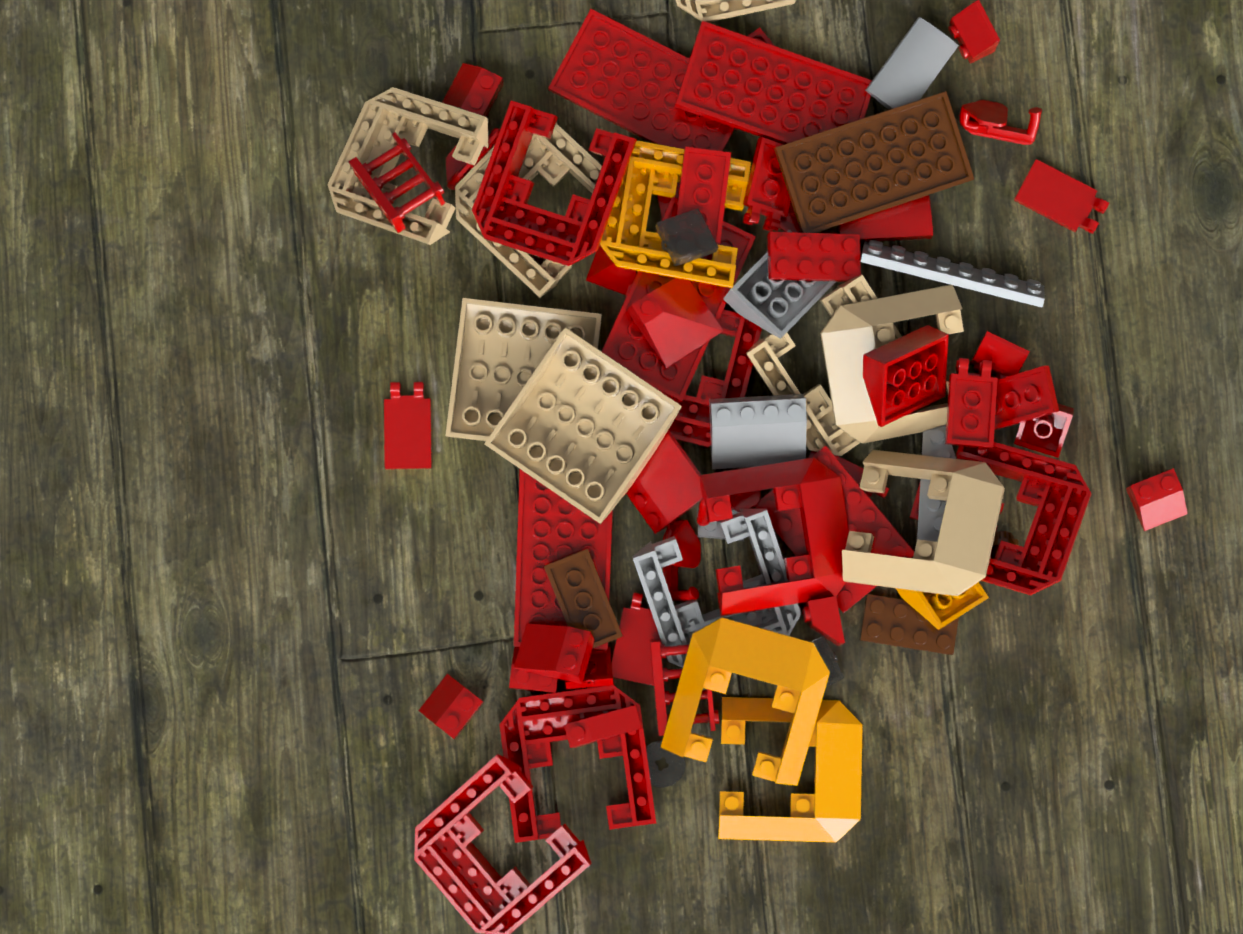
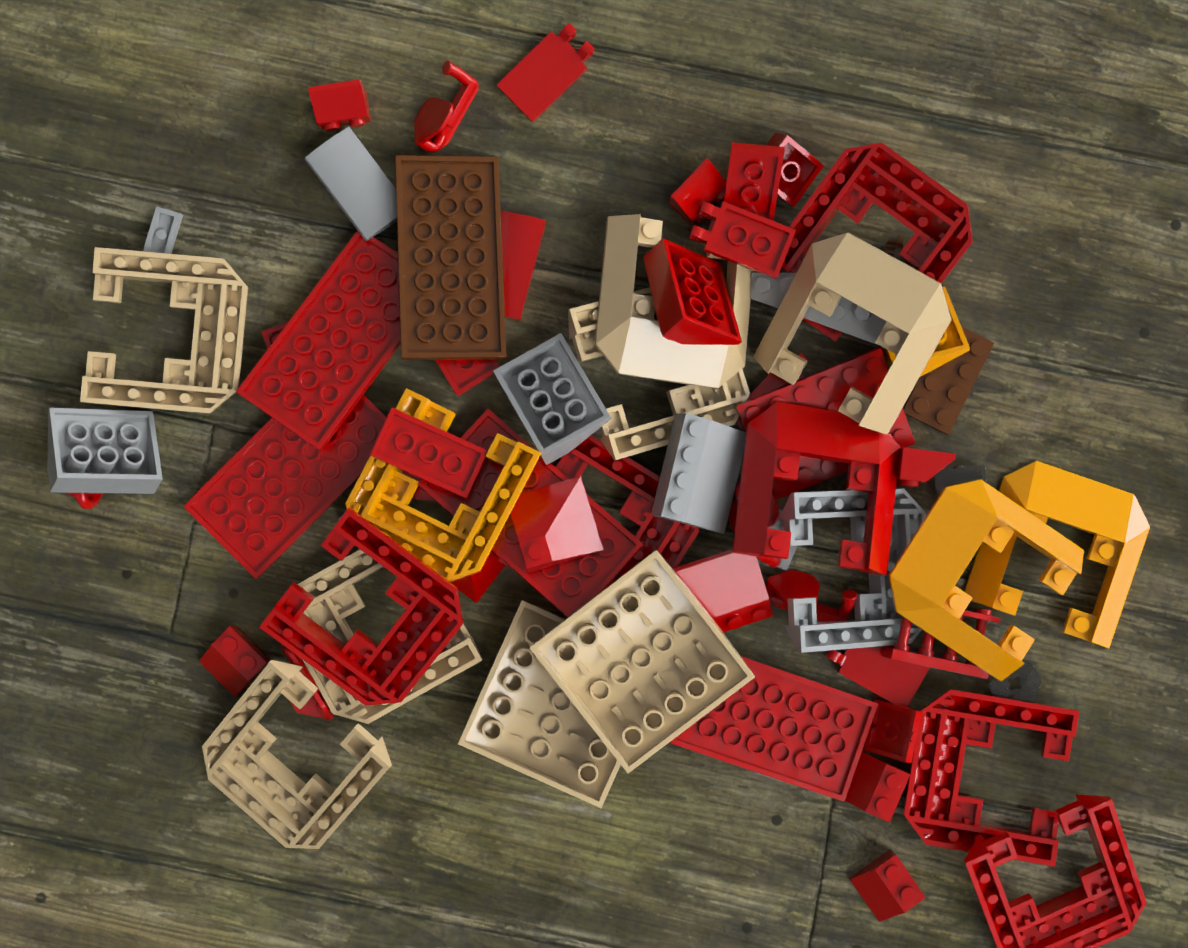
camera: 70 degrees left, 5 degrees up
(386, 199) = (305, 801): red fence -> none
(407, 429) = (577, 842): red tile -> none
(555, 651) = (870, 763): red slope -> none
(583, 596) = (822, 715): reddish brown plate -> none
(603, 726) = (963, 737): red slope -> none
(686, 237) = (470, 485): clear smoke plate -> none
(766, 188) = (440, 381): red tile -> none
(813, 256) = (531, 354): red plate -> none
(959, 275) = (594, 212): light grey plate -> none
(1158, 499) = (897, 76): red slope -> none

